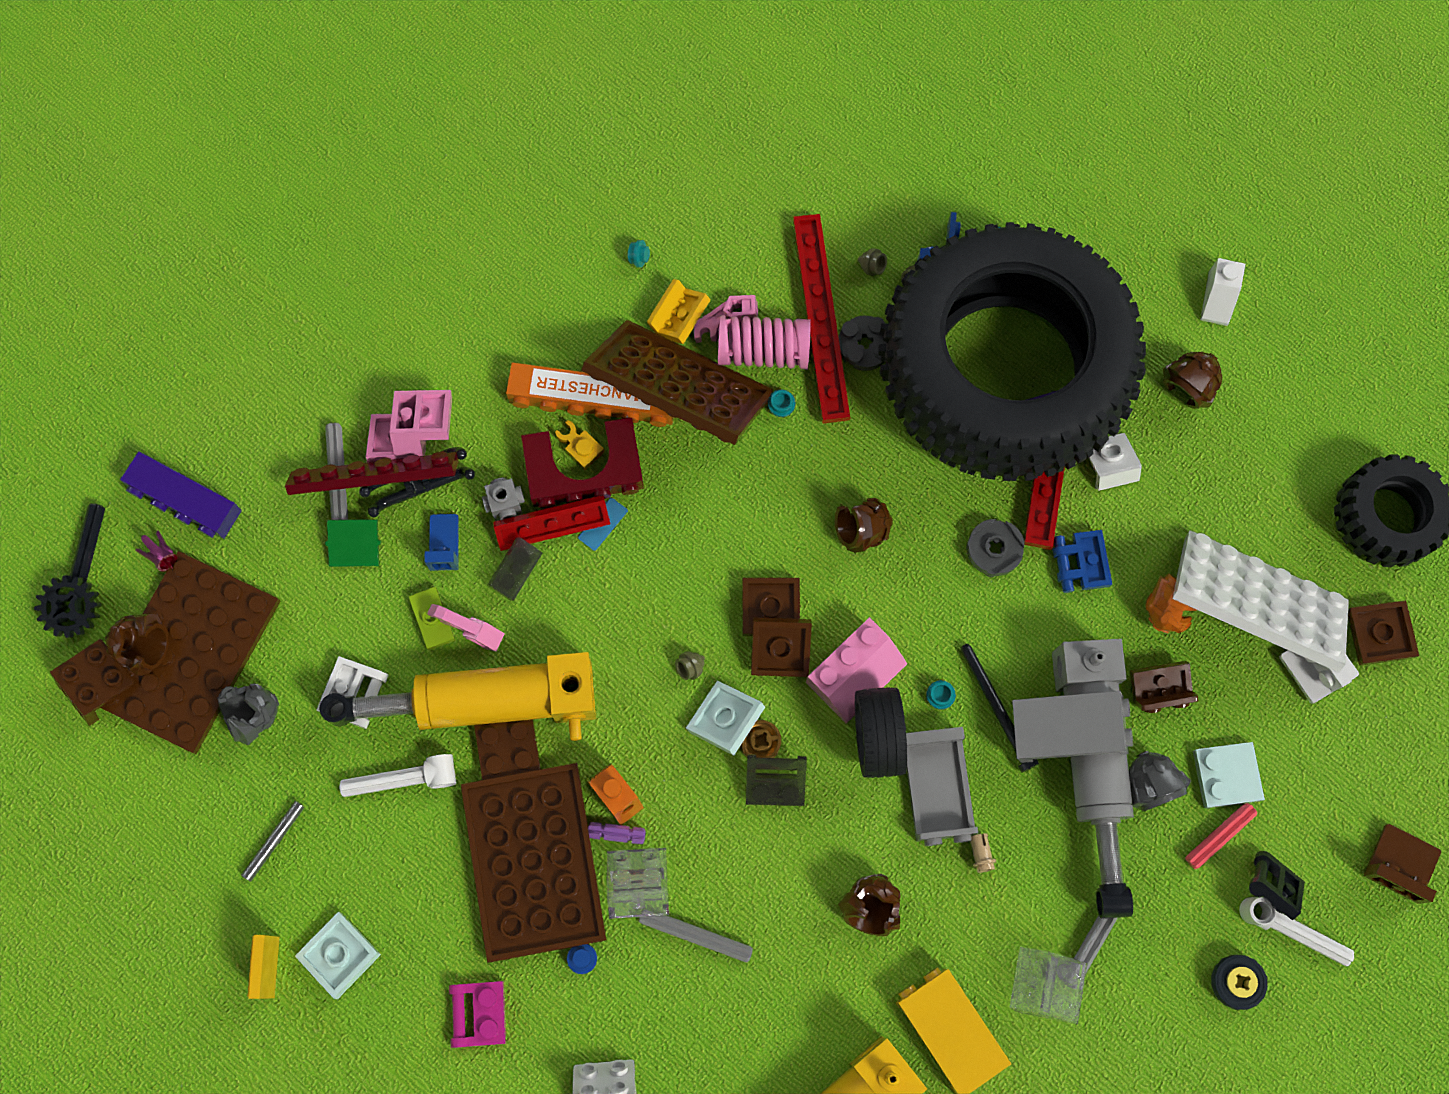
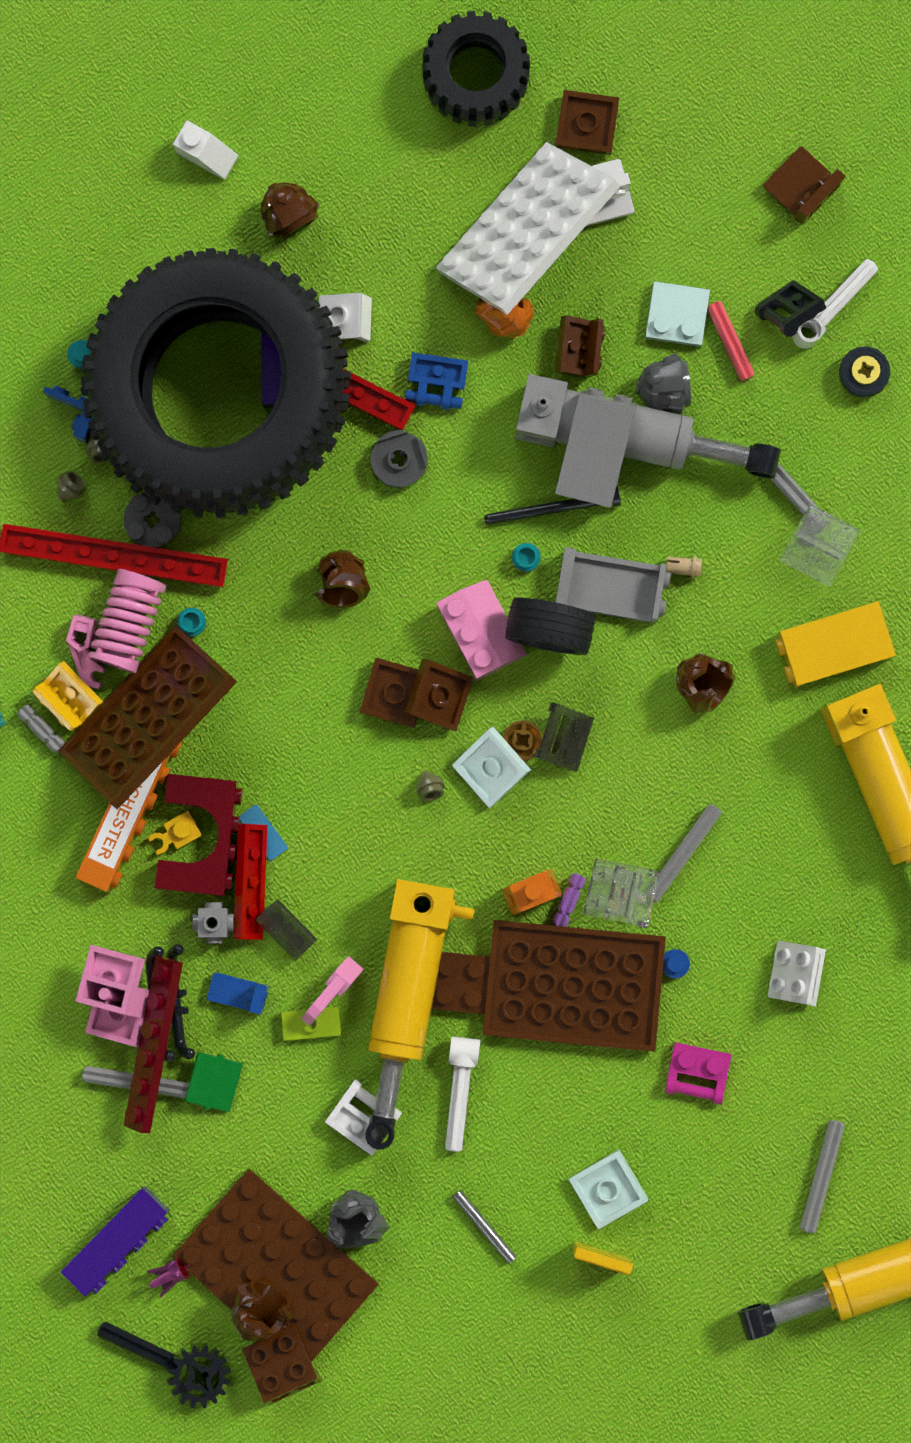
camera: 70 degrees left, 10 degrees up
(643, 299) = (40, 728): none -> light grey axle

